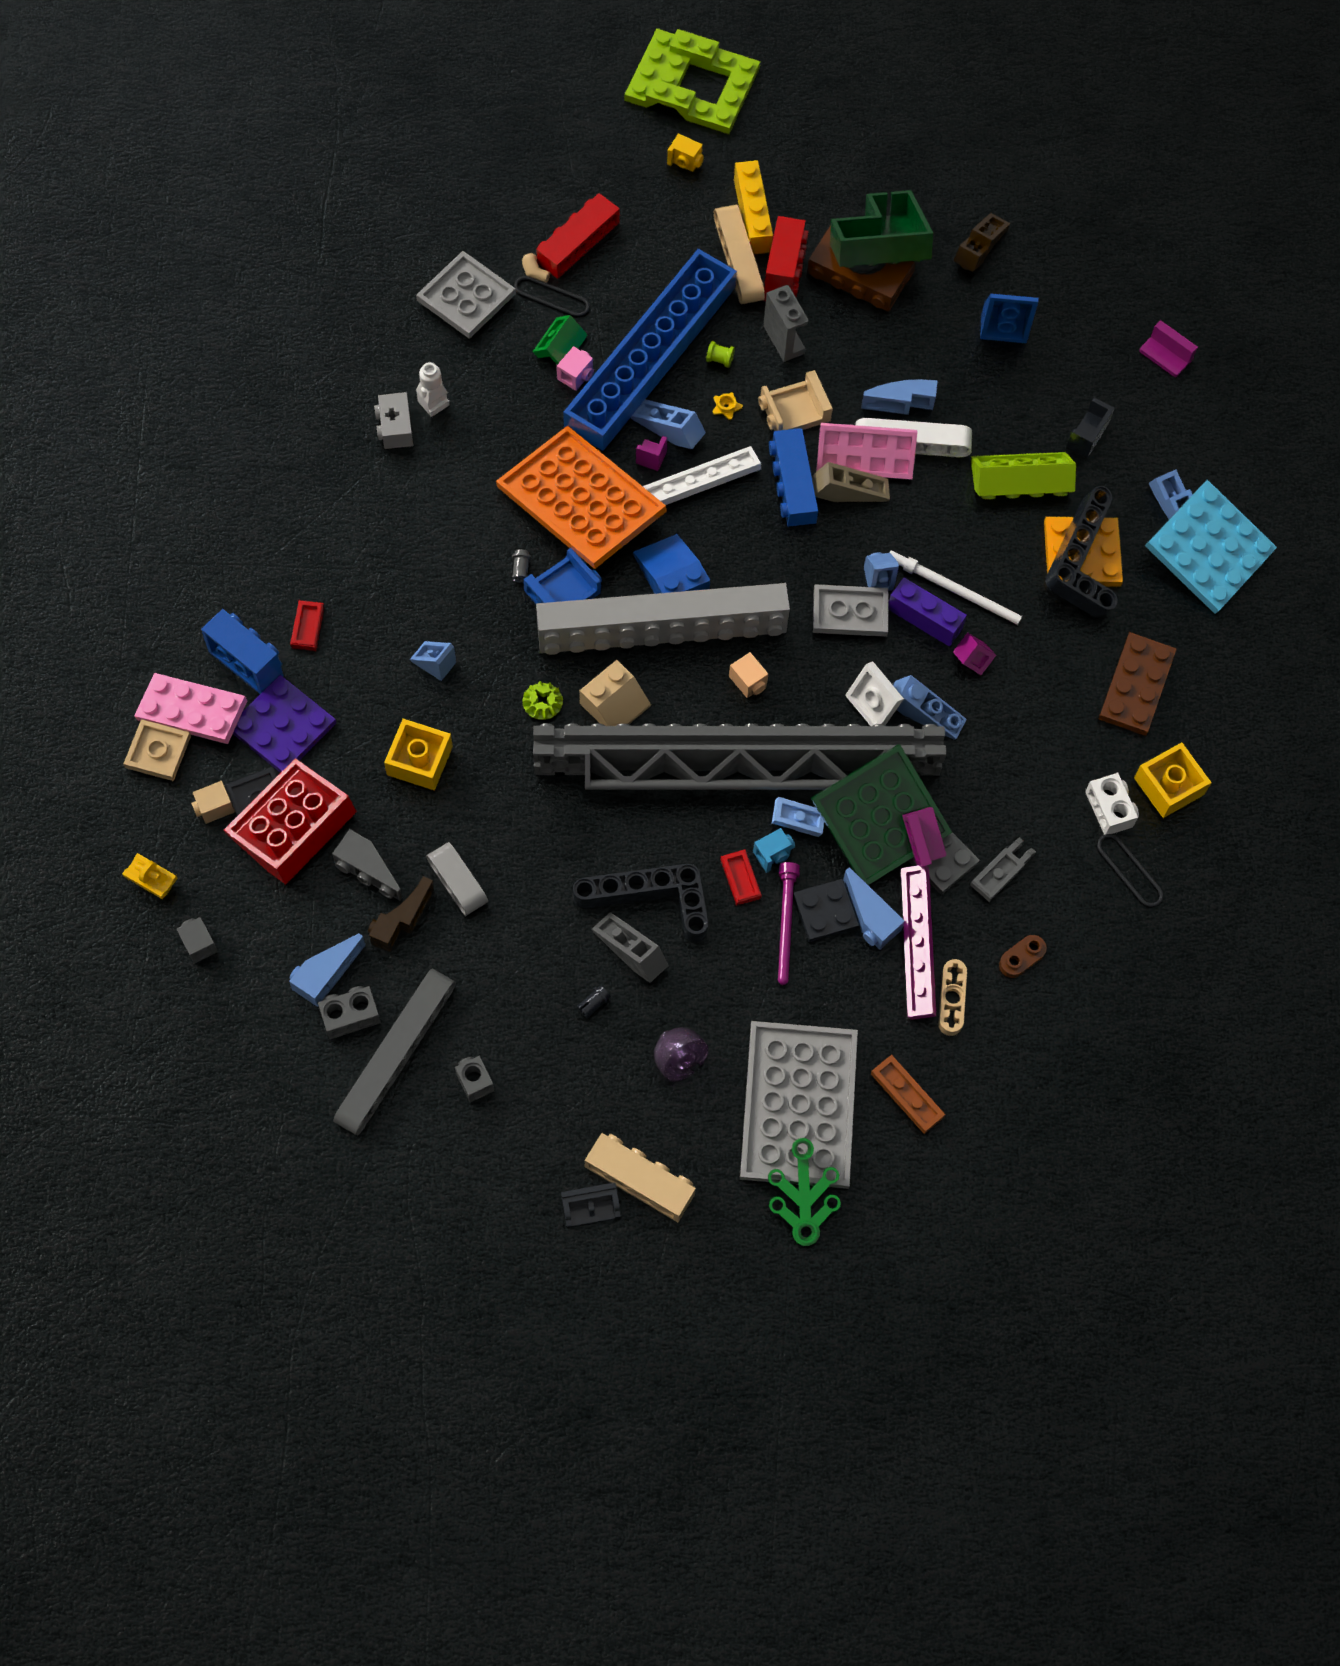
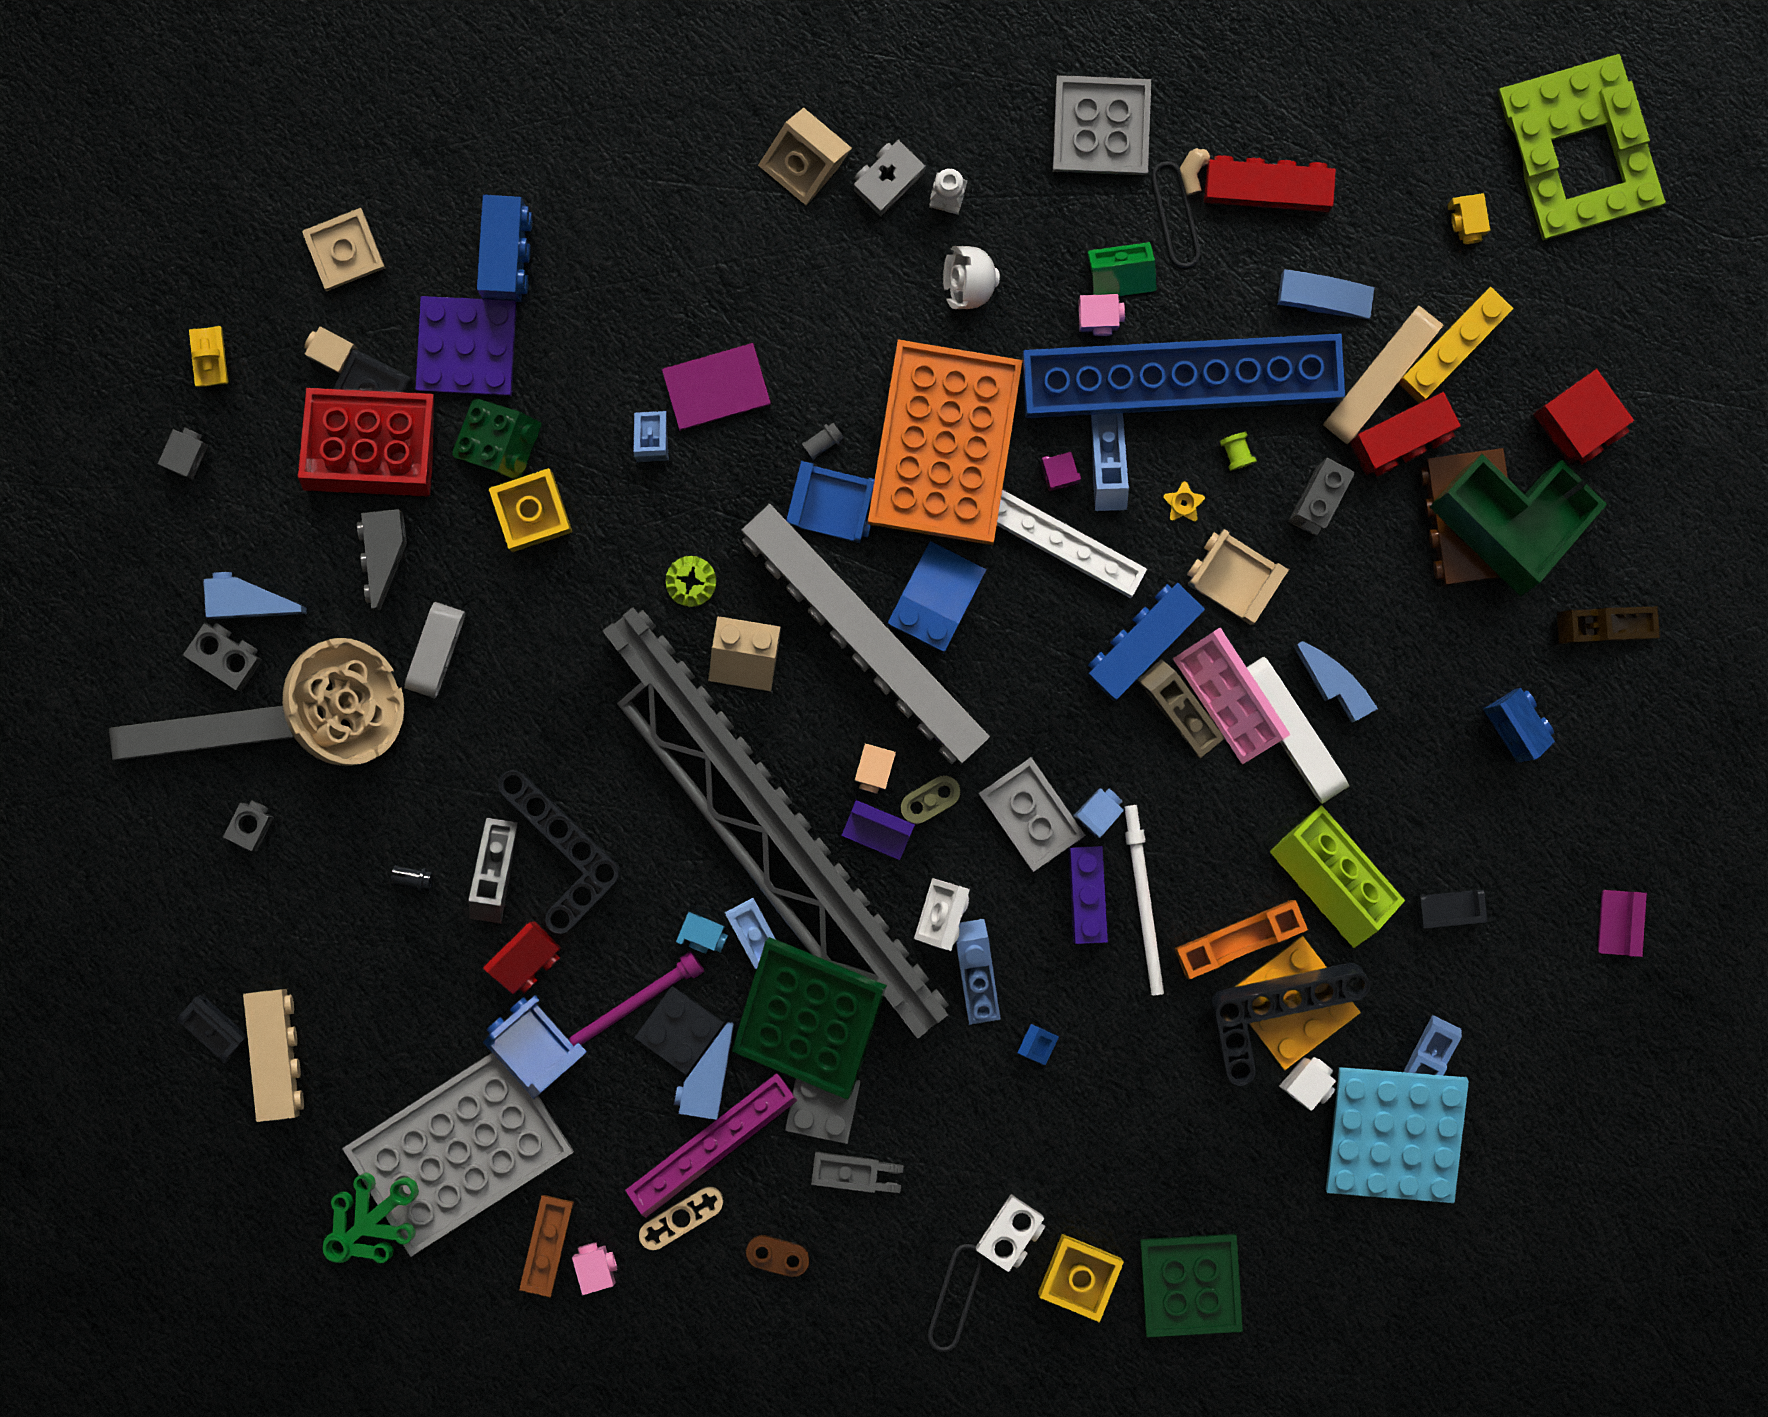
camera: 50 degrees right, 20 degrees up
(191, 708) = (410, 245): bright pink plate -> none
(307, 625) = (591, 280): red tile -> none
(340, 456) = (804, 155): none -> tan slope
(354, 745) = (496, 438): none -> dark green bracket
(388, 927) = (332, 624): dark brown slope -> none
(435, 602) = (716, 386): none -> magenta tile
(443, 951) = (360, 693): none -> tan brick
(492, 418) = (970, 277): none -> white cylinder
(665, 251) = (1325, 294): none -> medium blue slope
(679, 1052) = (418, 998): clear purple cylinder -> none
(703, 965) = (523, 958): none -> red slope
(740, 877) = (651, 921): red tile -> none
(767, 1004) = (532, 1047): none -> panel
(789, 701) = (878, 830): none -> dark purple panel
(795, 661) = (930, 800): none -> olive plate
(851, 169) = (1584, 418): none -> red brick
(924, 836) = (819, 1076): magenta panel -> none
(946, 1073) = (594, 1268): none -> bright pink brick
(974, 653) = (1078, 976): magenta panel -> none
(1000, 705) = (1038, 1044): none -> blue plate
(1021, 546) = (1240, 939): none -> orange arch
(1137, 684) = (1175, 1165): reddish brown plate -> none
(1142, 568) = (1309, 1083): none -> white brick
(1223, 725) = (1191, 1285): none -> dark green plate

